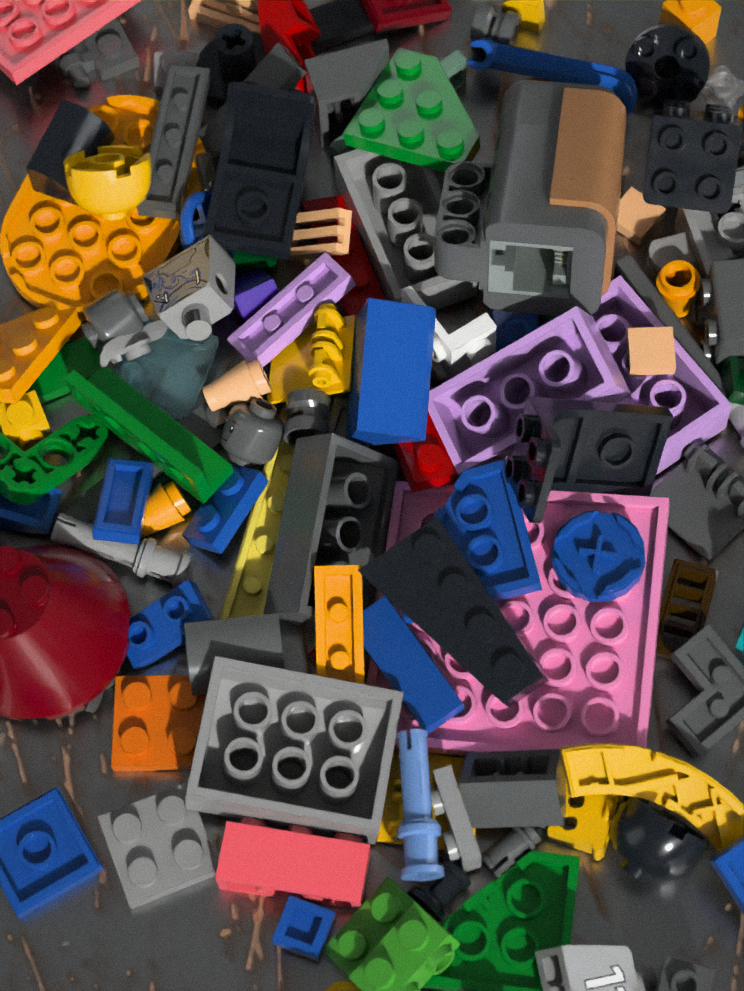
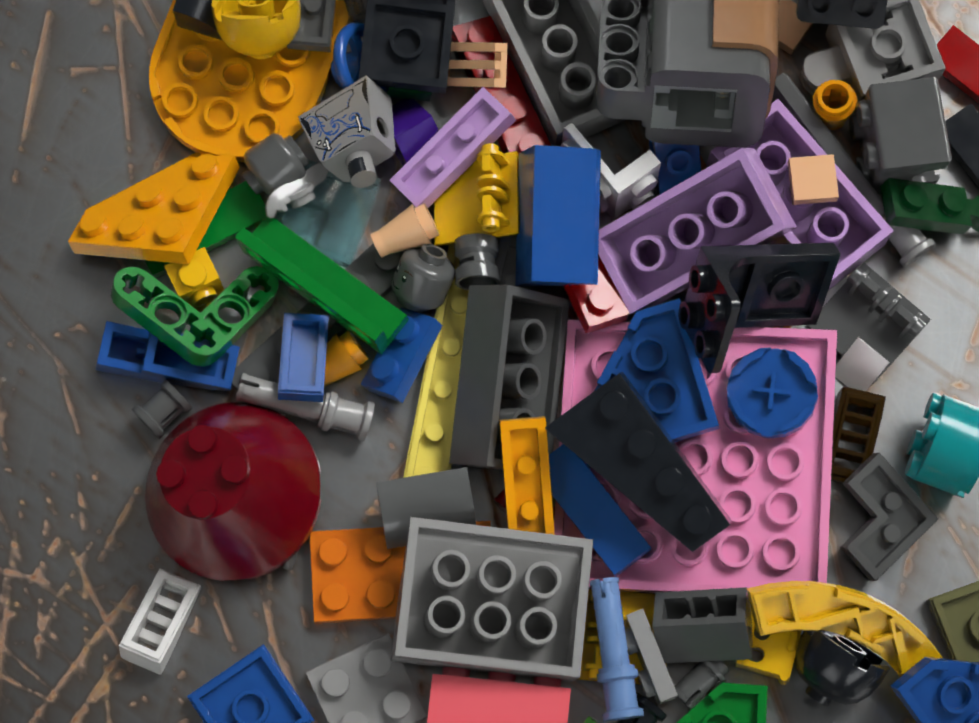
camera: 10 degrees left, 10 degrees up
(161, 624) = (355, 477): blue plate -> none
(694, 541) = (860, 366): none -> white sticker

